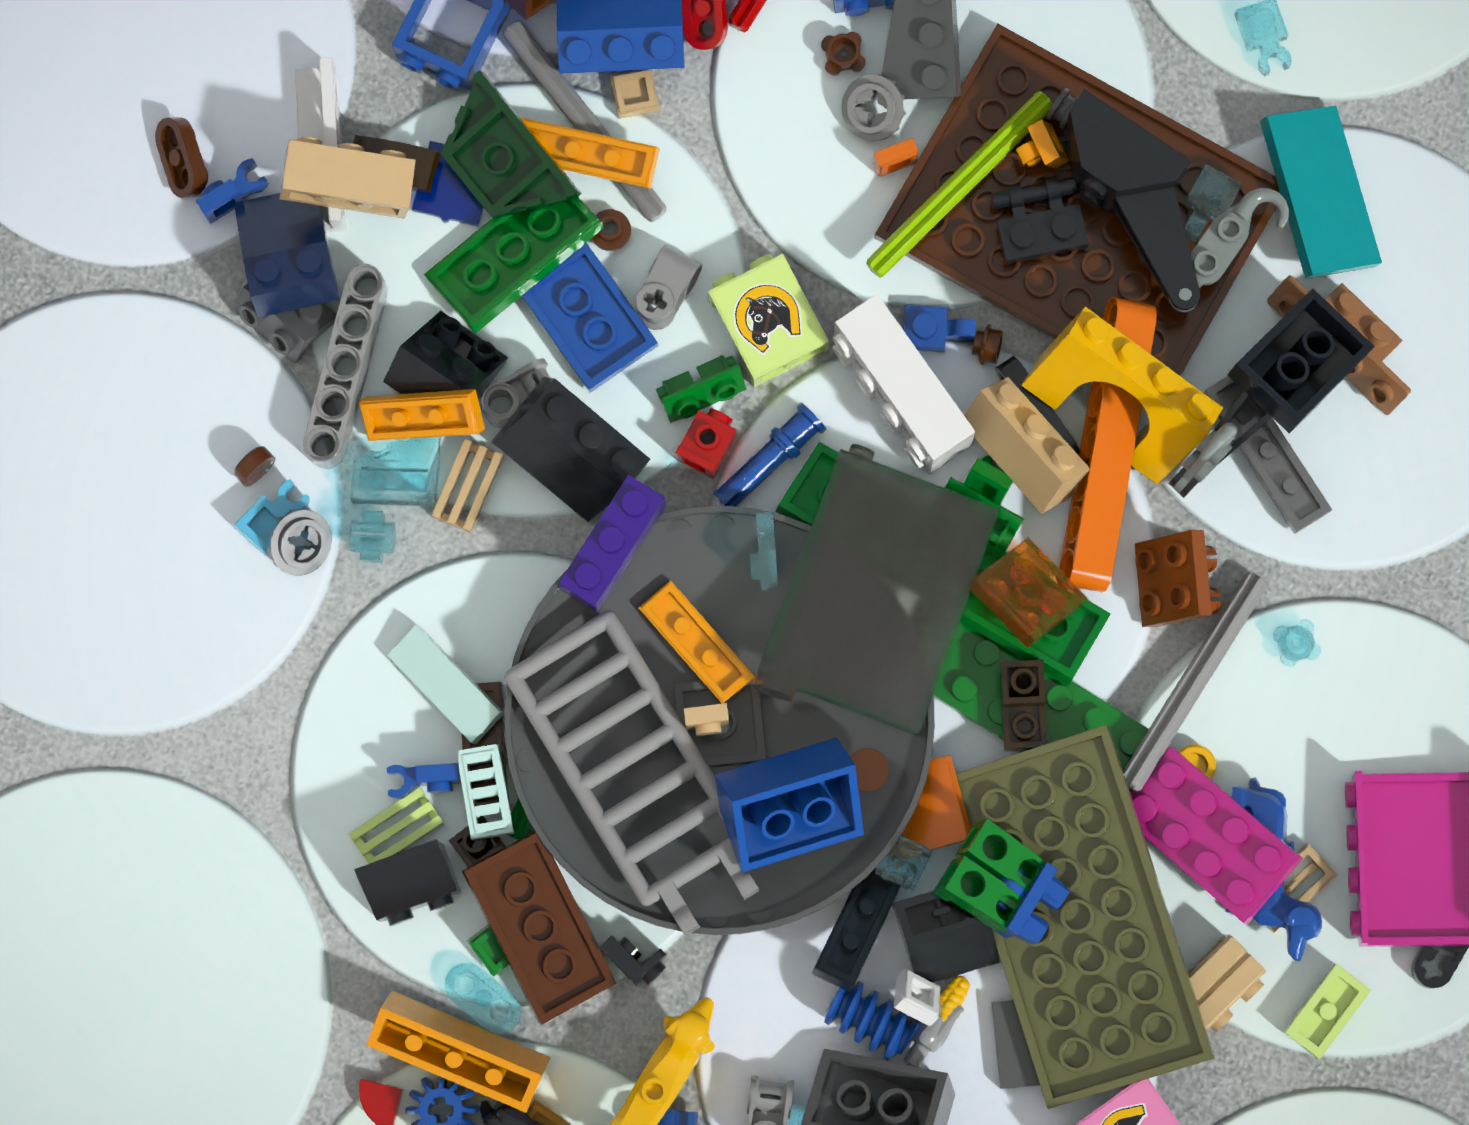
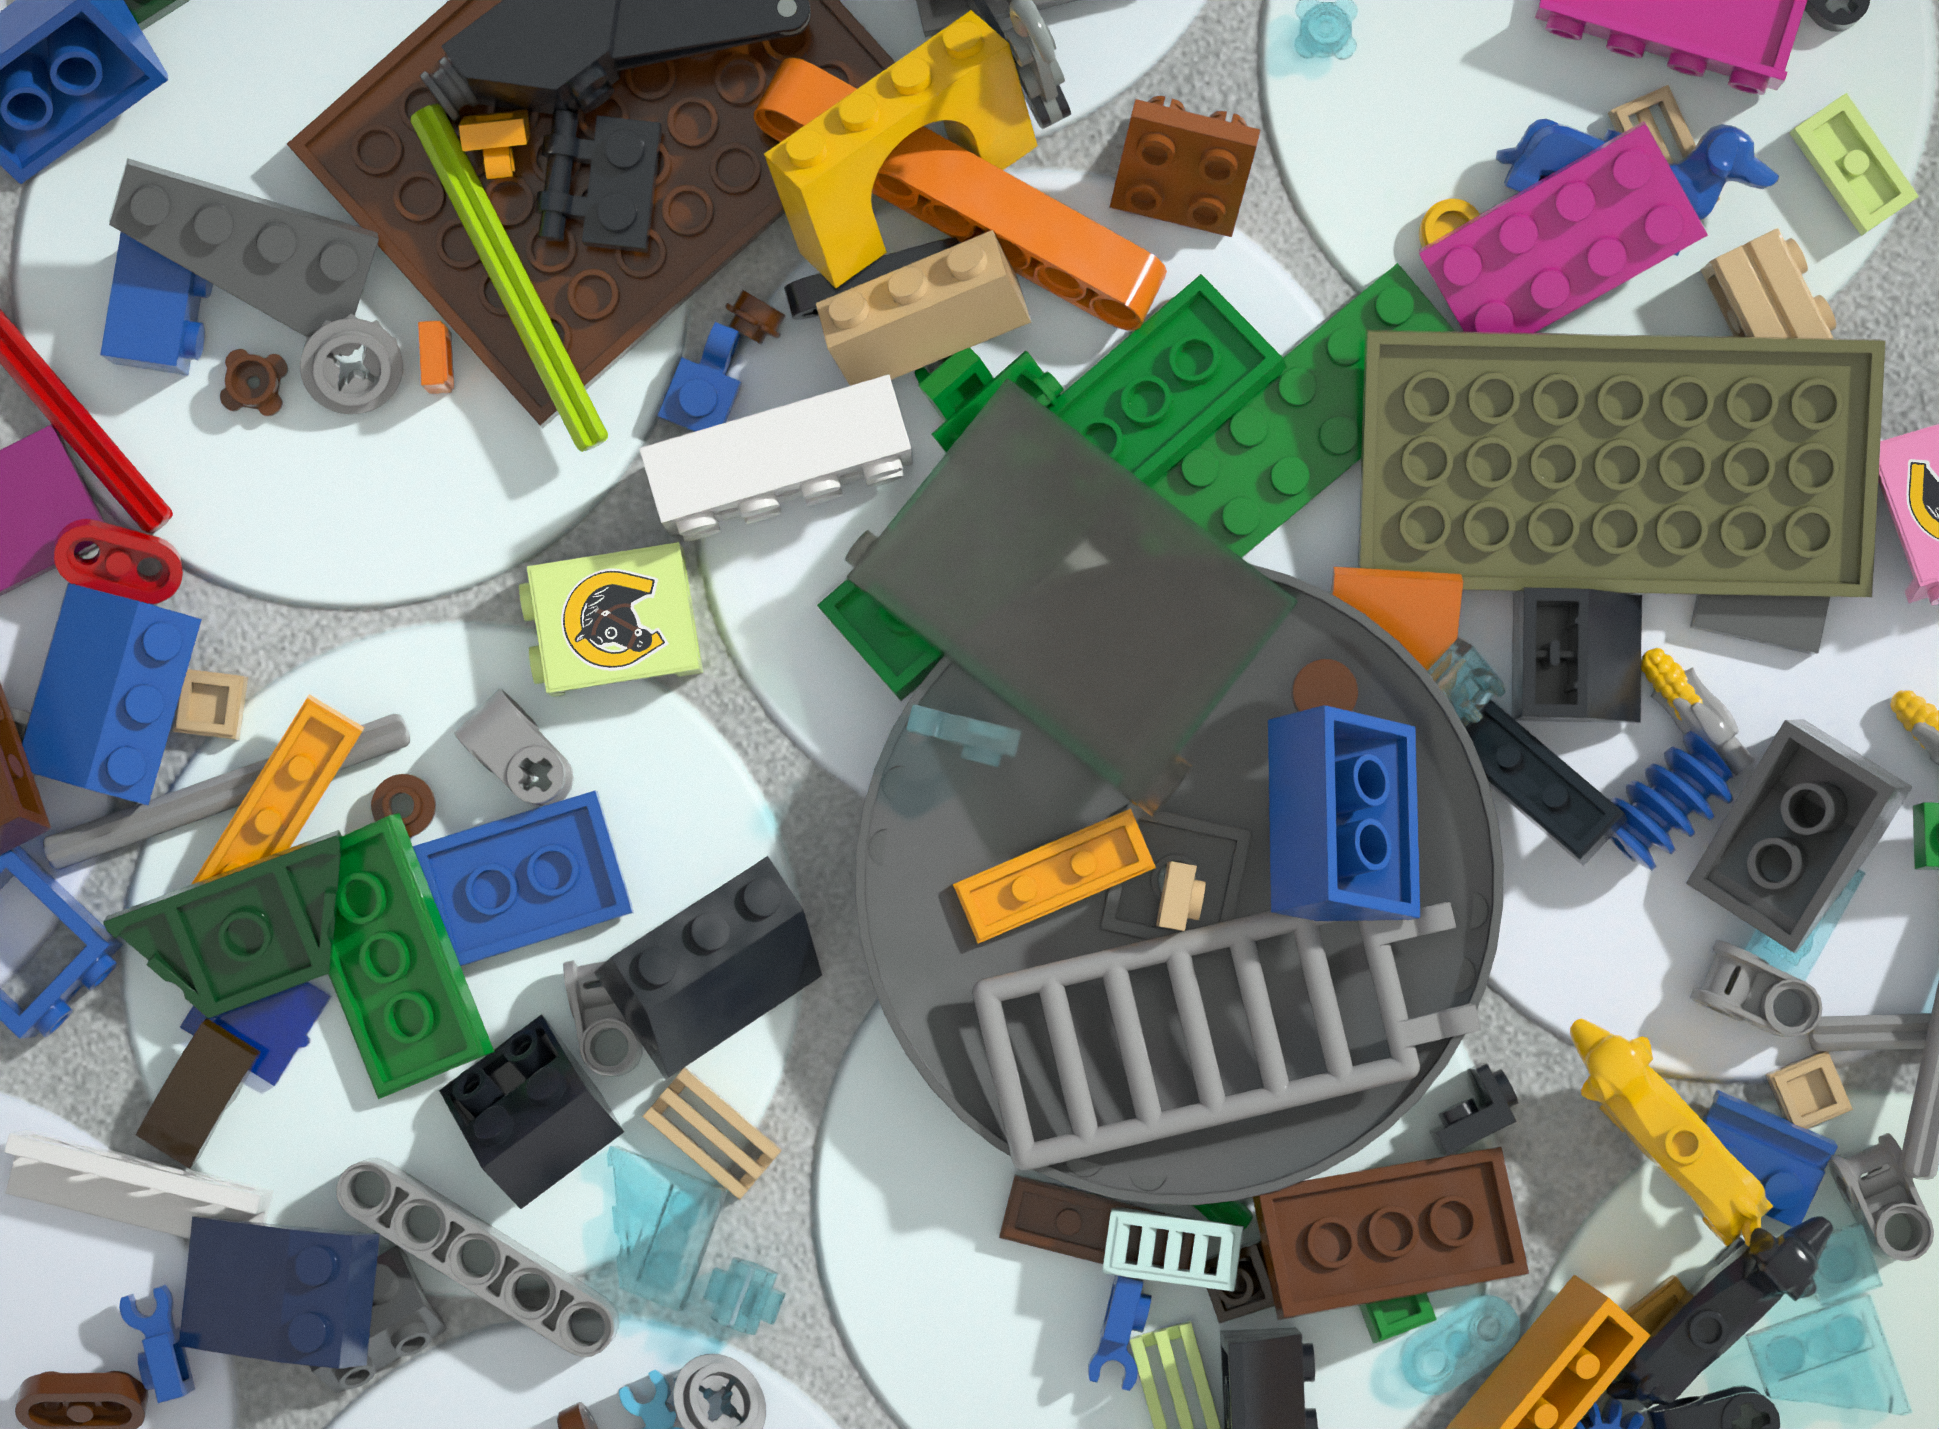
camera: 80 degrees left, 5 degrees up
(347, 177) = (202, 1167): tan brick -> none
(421, 415) = (591, 1168): light orange tile -> none
(445, 684) = (994, 1256): light aqua tile -> none
(612, 543) = (881, 951): dark purple brick -> none
(706, 457) = (781, 784): red brick -> none
(719, 381) = (680, 719): green hinge -> none
(784, 443) = (804, 658): blue pin -> none
(917, 997) = (1660, 727): white tile -> none
(1001, 883) = (1569, 541): green hips -> none
(1023, 704) = (1296, 440): dark brown slope -> none
(1027, 592) = (1141, 379): clear orange plate -> none
(1194, 680) = (1335, 189): light grey axle -> none

